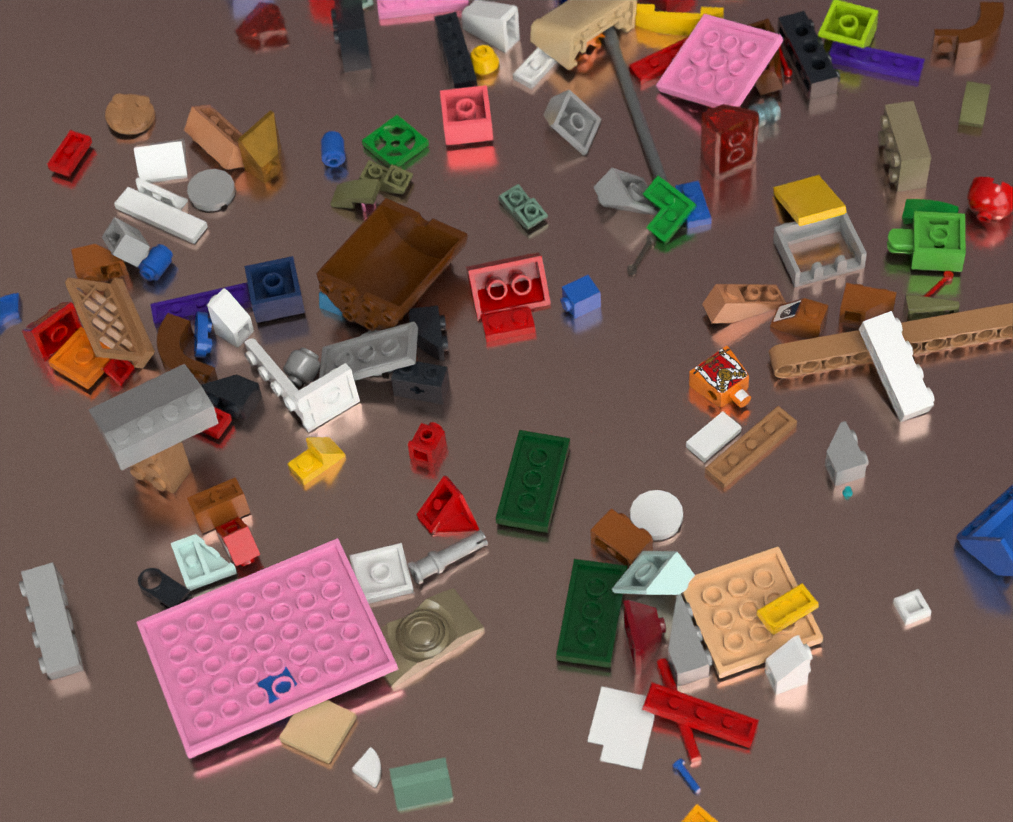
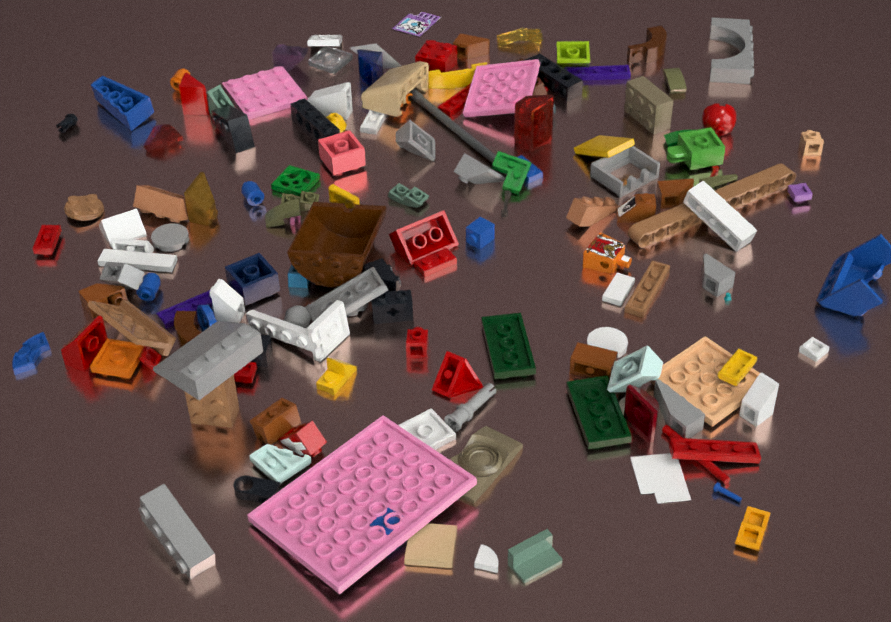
camera: 25 degrees left, 15 degrees down
(439, 192) = (338, 195): none -> yellow plate

